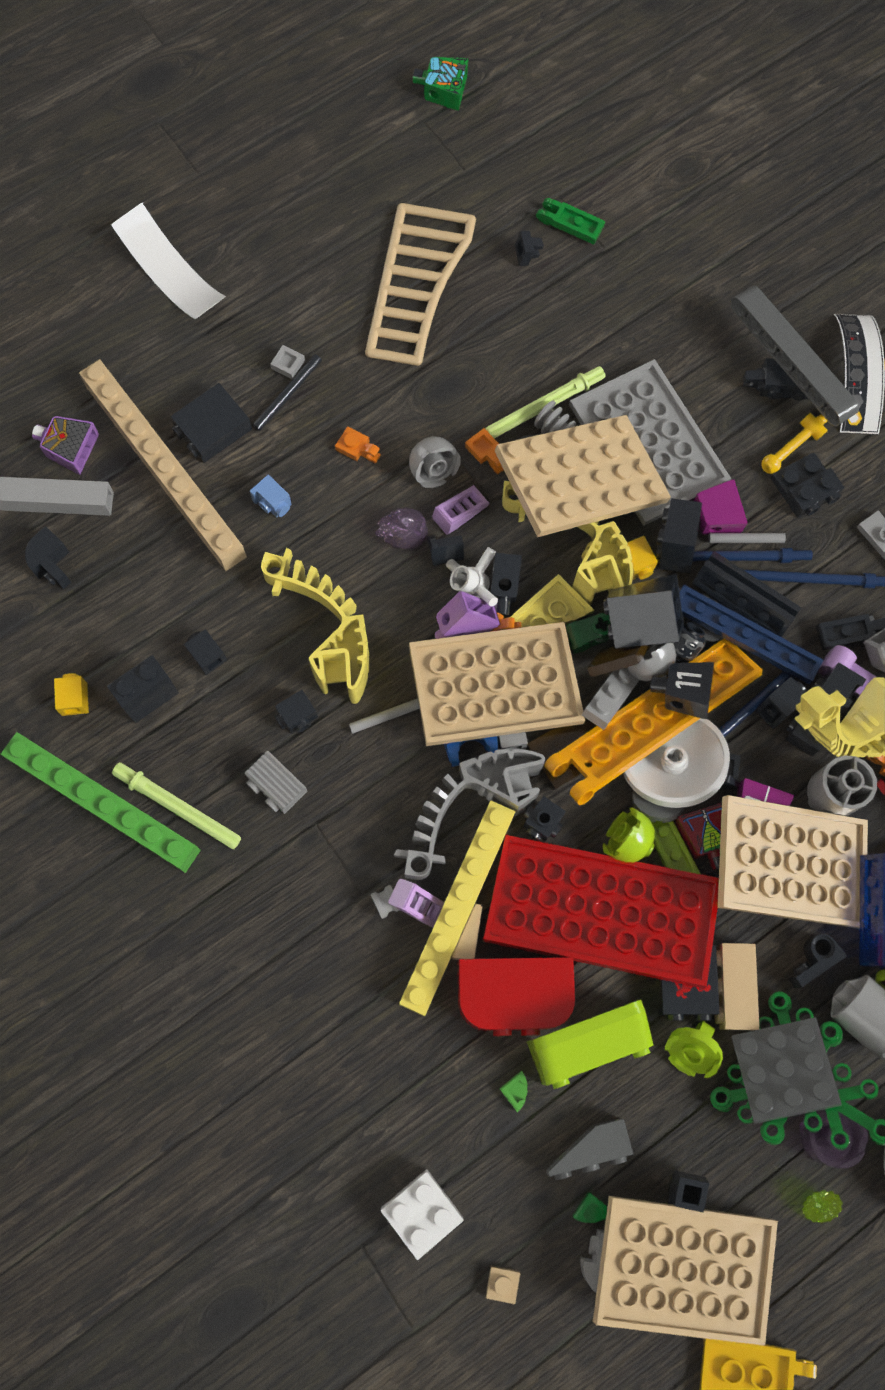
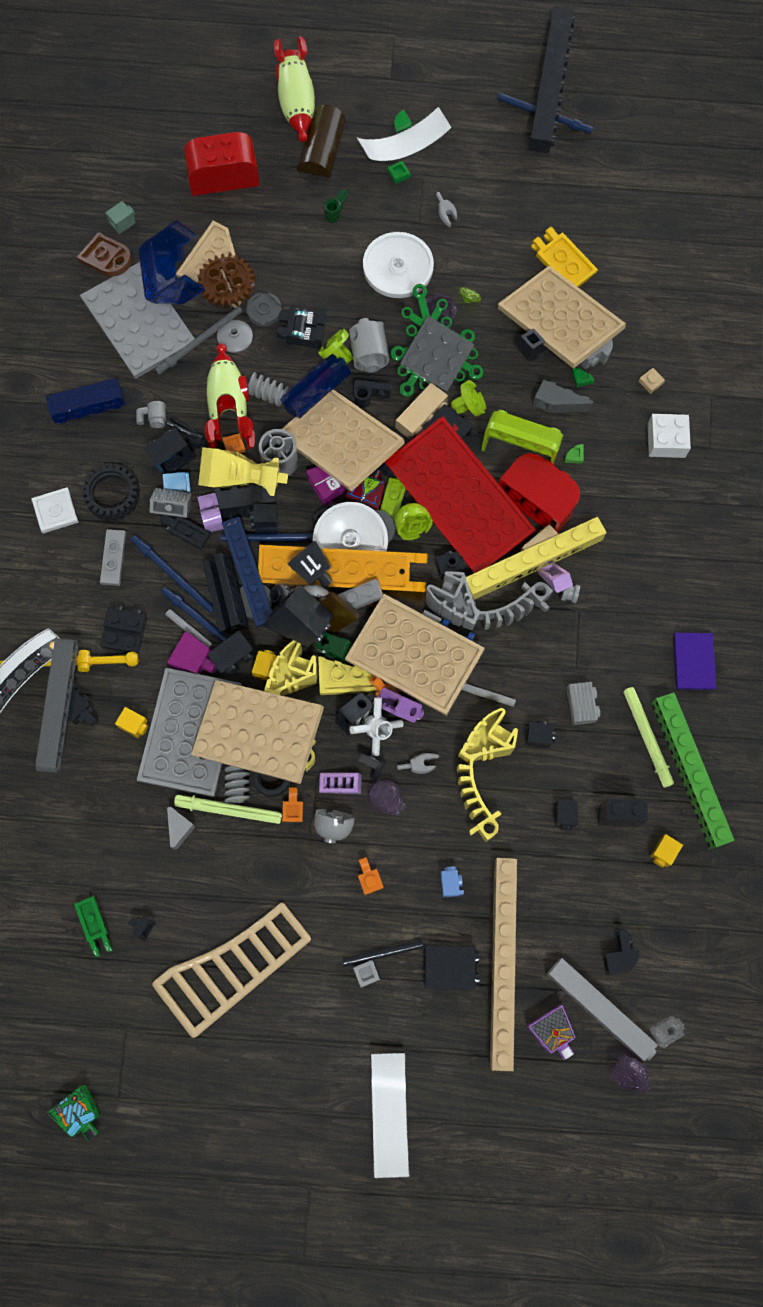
camera: 140 degrees left, 0 degrees up
(184, 938) = (694, 661): none -> dark purple tile
(398, 584) = (417, 763): none -> light grey hand
(577, 351) = (178, 828): none -> light grey slope
(710, 405) = (132, 723): none -> yellow brick

